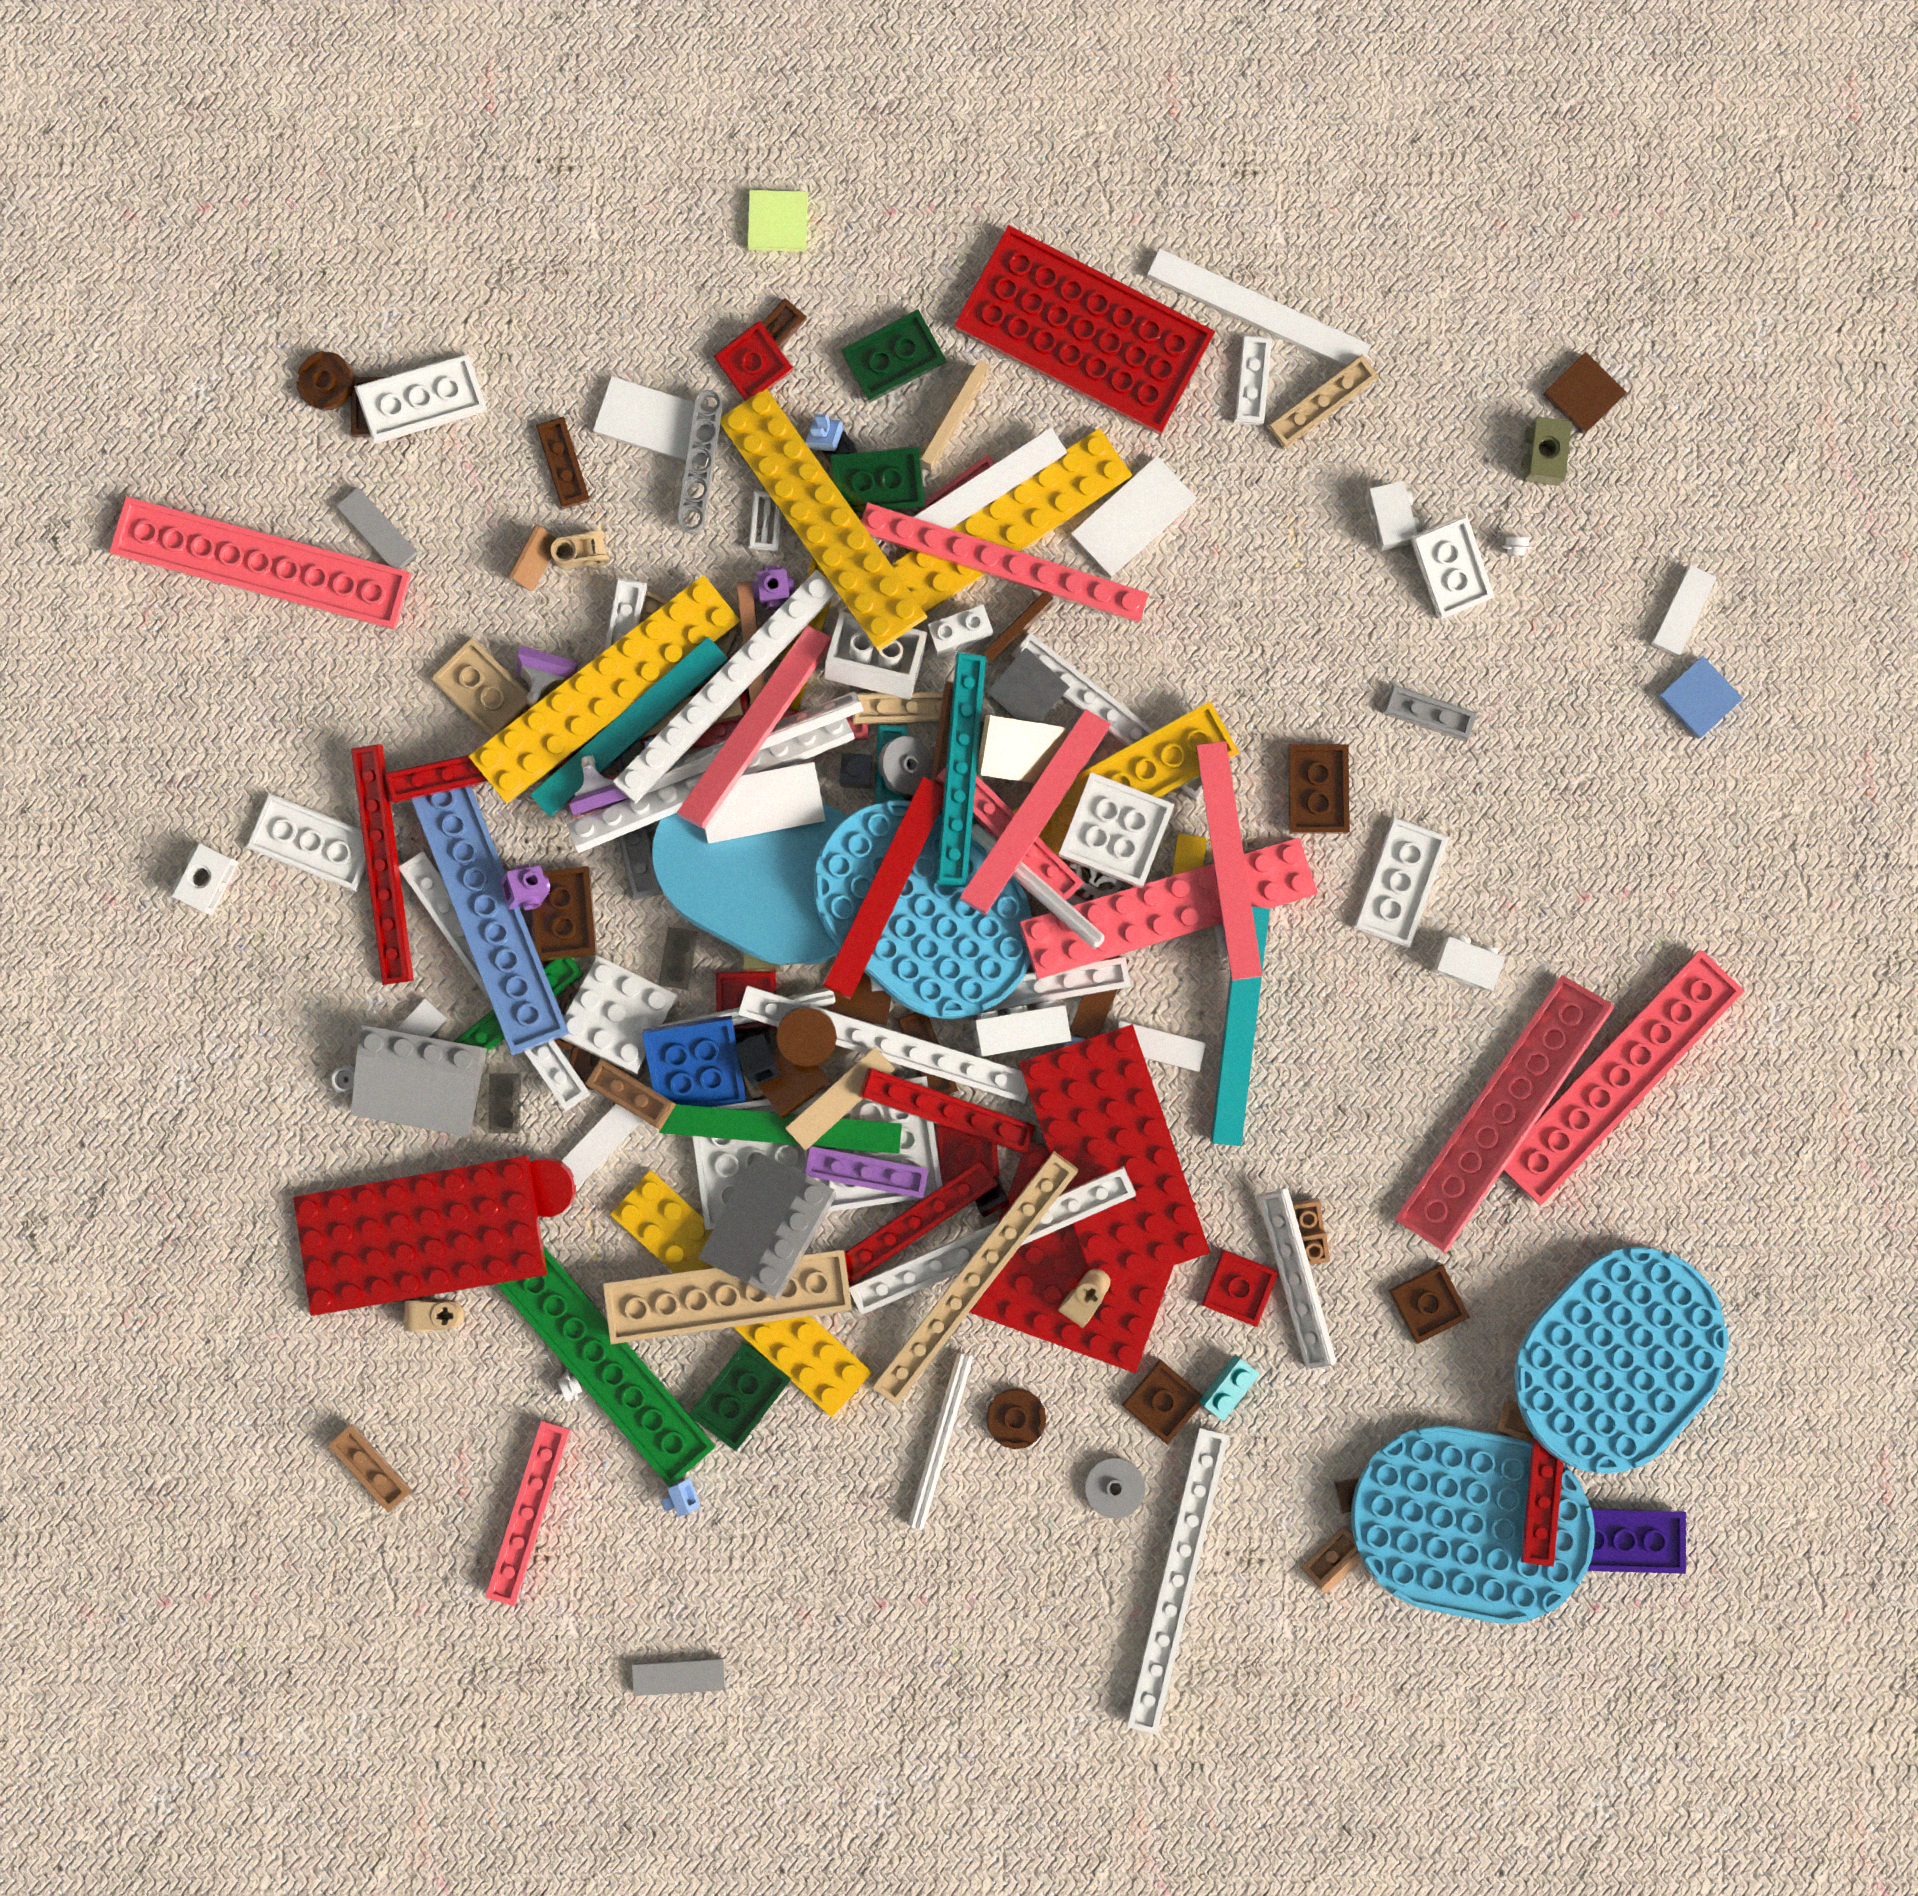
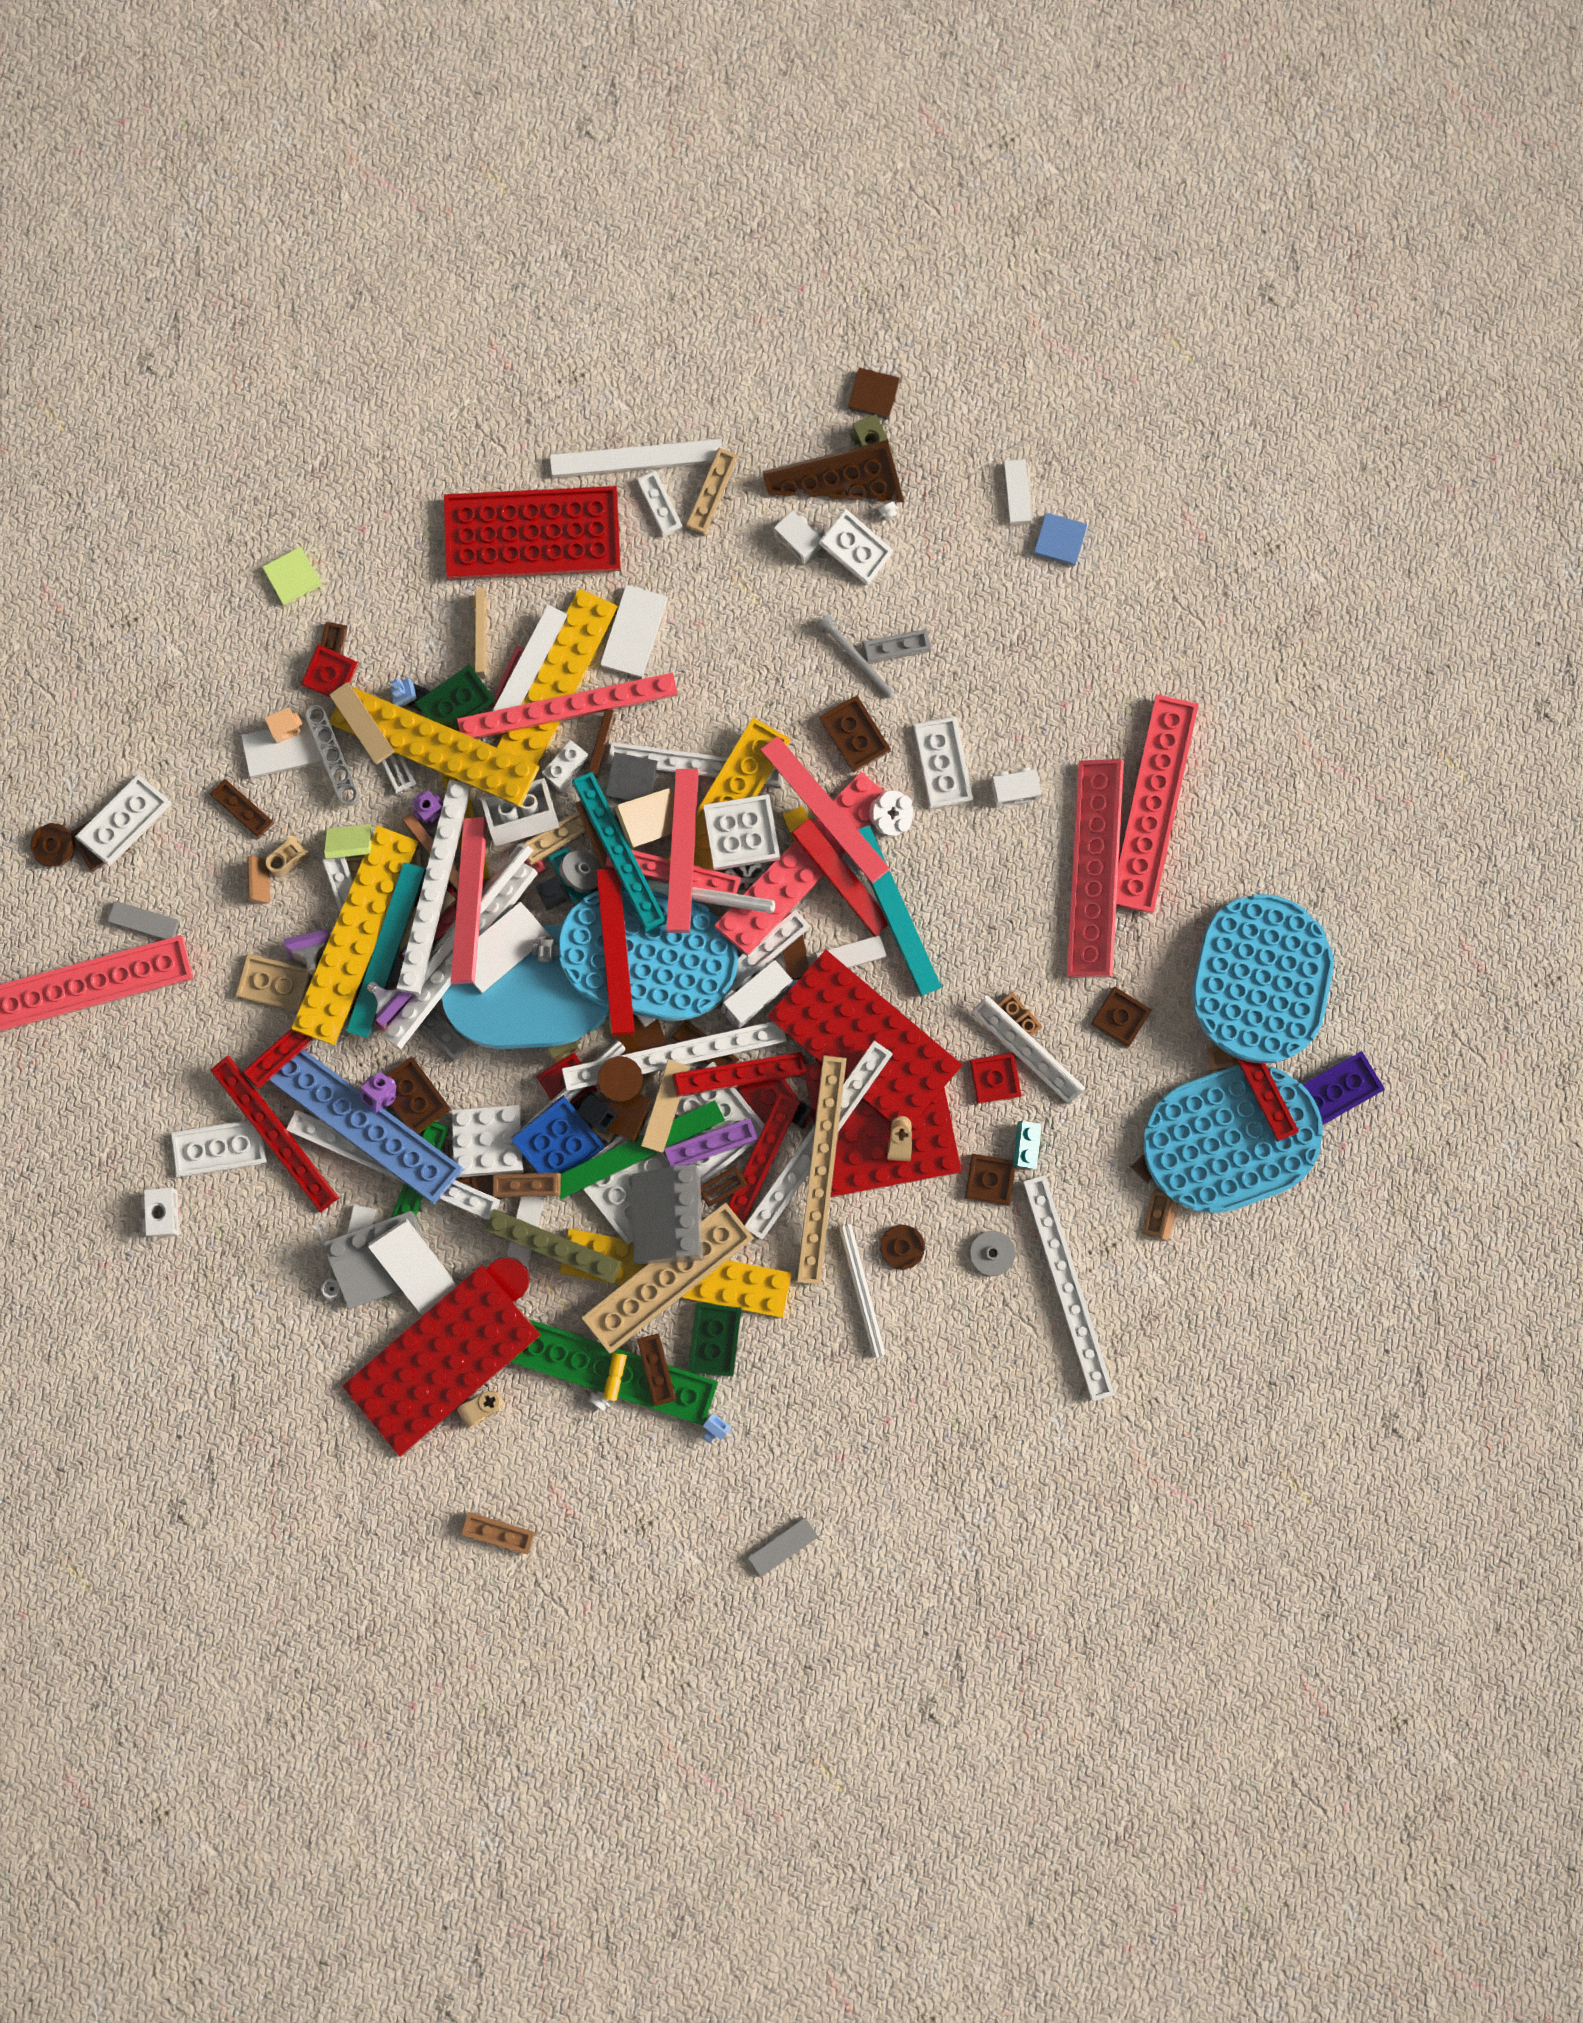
camera: 30 degrees left, 5 degrees down
(448, 1111) = (413, 1266): none -> white tile
(504, 1103) = (447, 1241): clear smoke plate -> none
(528, 1513) = (620, 1499): coral plate -> none
(604, 1369) = (615, 1373): none -> yellow piece
(619, 1183) = (553, 1246): none -> olive brick
(653, 1392) = (656, 1369): none -> reddish brown tile
(660, 573) = (348, 841): none -> yellowish green tile
(665, 393) = (284, 724): none -> light nougat brick
(678, 958) = (506, 1081): clear smoke plate -> none
(755, 444) = (362, 723): none -> tan tile
(810, 835) = (545, 948): none -> light grey gear
(855, 1215) = (739, 1175): none -> reddish brown tile
(893, 356) = (418, 618): dark green plate -> none
(1200, 949) = (840, 876): none -> red tile
(1309, 923) = (902, 808): none -> white plate
(1363, 642) = (827, 625): none -> light grey piece
(1493, 474) = (848, 474): none -> reddish brown wing

